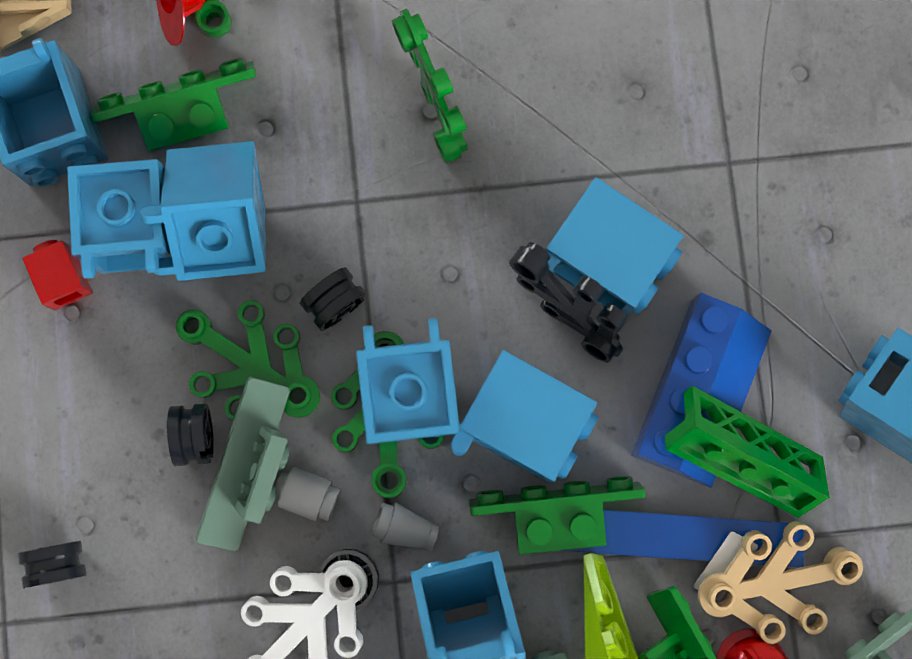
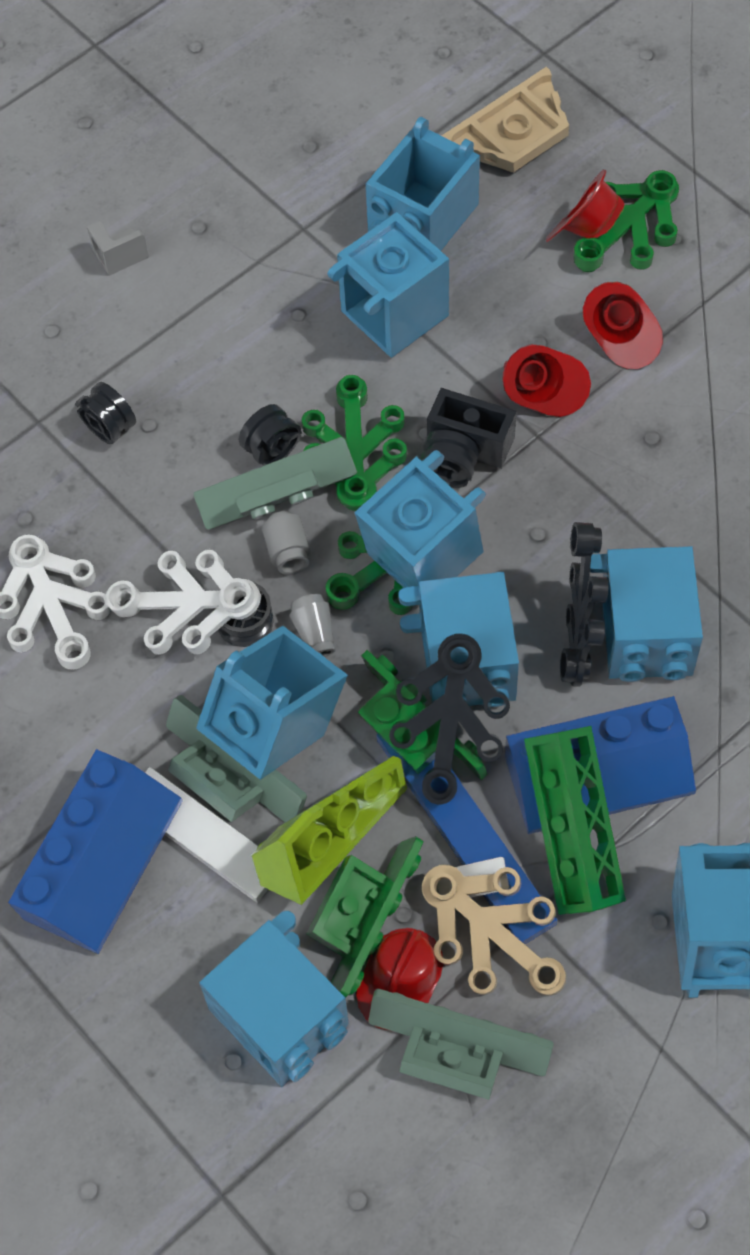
camera: 60 degrees right, 20 degrees down
(56, 274) = (310, 285): red brick -> none
(178, 109) = (503, 279): green bracket -> none
(211, 212) = (444, 329): dark azure container -> none
(314, 50) = (623, 325): none -> red piece
(316, 158) = (546, 380): none -> red piece
(318, 255) = (485, 423): none -> black brick
(435, 85) = (675, 384): green plant -> none
(632, 533) = (450, 709): none -> black plant

